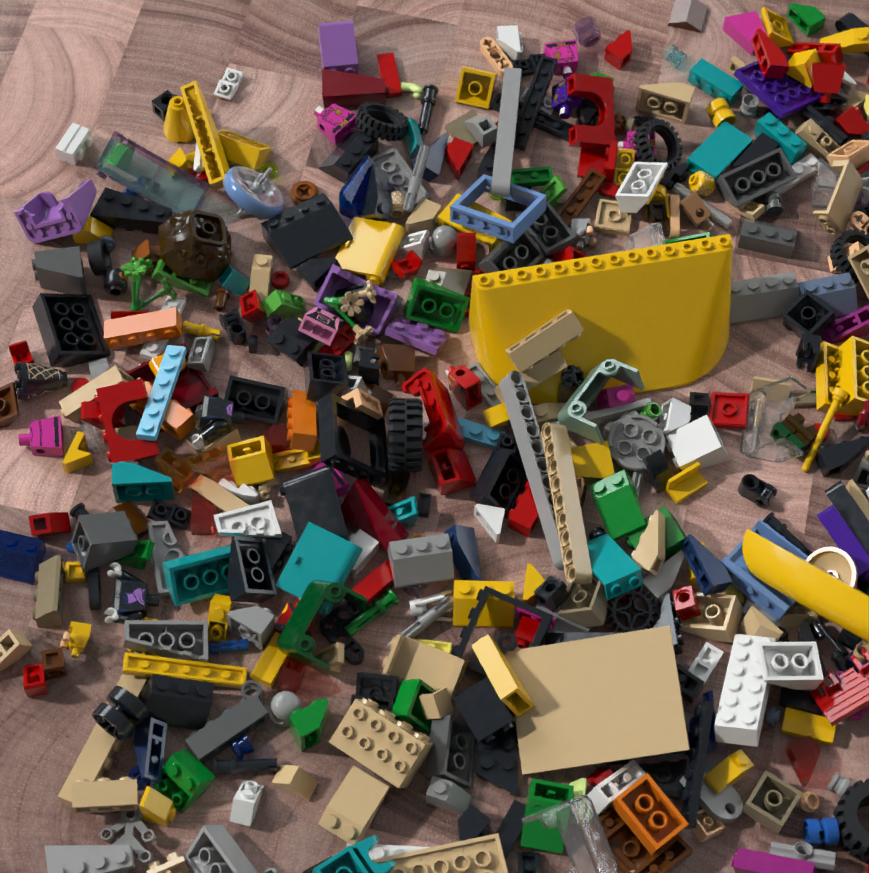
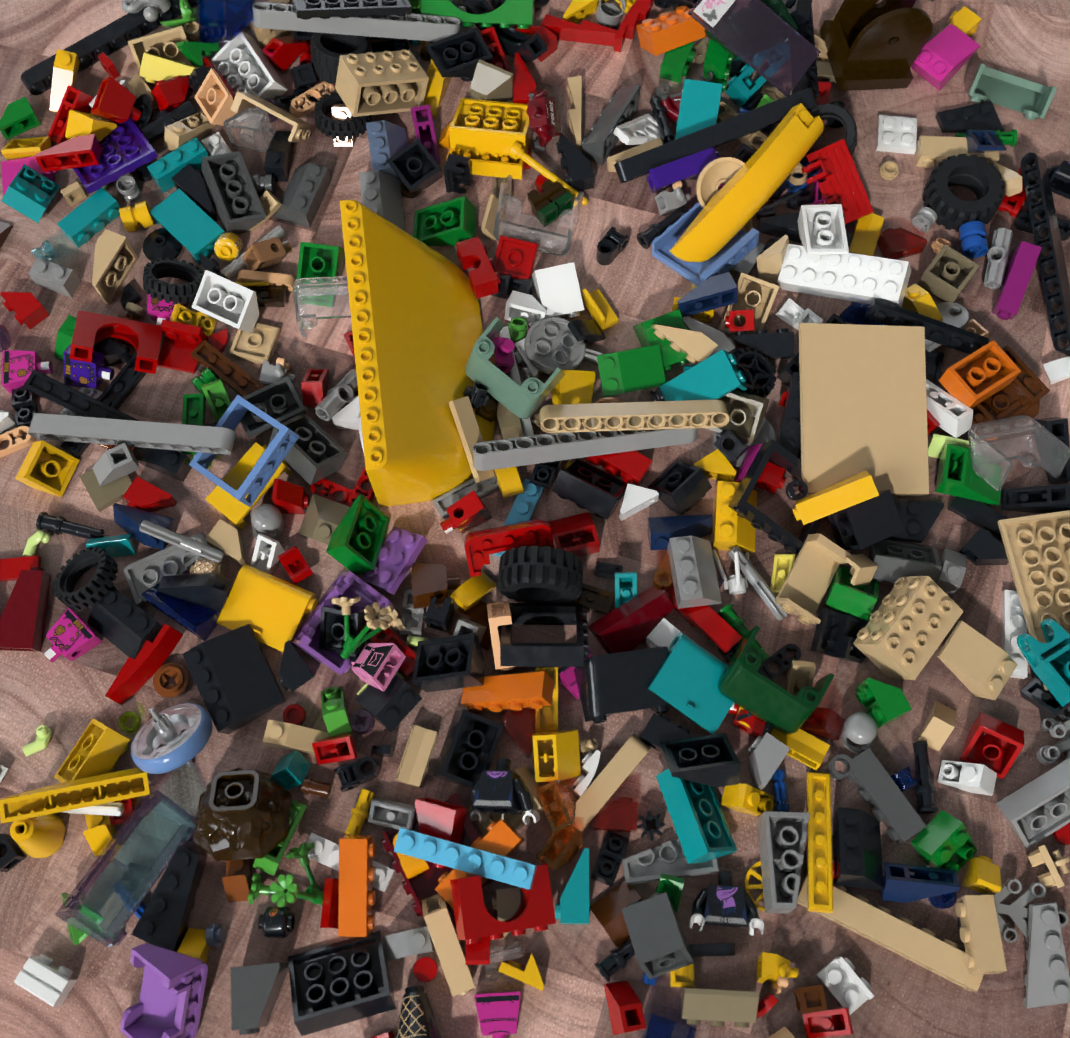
camera: 80 degrees left, 10 degrees up
(51, 633) = (766, 1004): none -> red tile
(66, 696) = (844, 984): none -> white bracket
(99, 257) = (240, 943): black tyre -> none
(120, 713) = (897, 917): black wheel -> none
(194, 381) = (440, 820): none -> slope
(196, 541) = (651, 833): none -> black gear
(249, 367) = (416, 756): none -> tan piece
(249, 521) = (636, 758): white wing -> none
(256, 117) = (43, 737): none -> yellowish green arm
(278, 826) = (993, 744): none -> red slope
(313, 171) = (139, 670): none -> red slope
(389, 389) = (472, 591): none -> yellow slope
(508, 557) = (681, 486): none -> black slope
(544, 341) = (442, 411): tan brick -> none
(569, 182) = (207, 377): none -> green wheel
(651, 65) = (54, 277): none -> light grey brick
(691, 136) = (168, 248): none -> black dish
(699, 383) = (474, 255): none -> red arch
(728, 35) = (30, 193): none -> teal slope
(756, 351) = (445, 222): none -> green slope
(800, 212) = (279, 156): none -> black slope
(815, 540) = (670, 200): none -> light grey piece

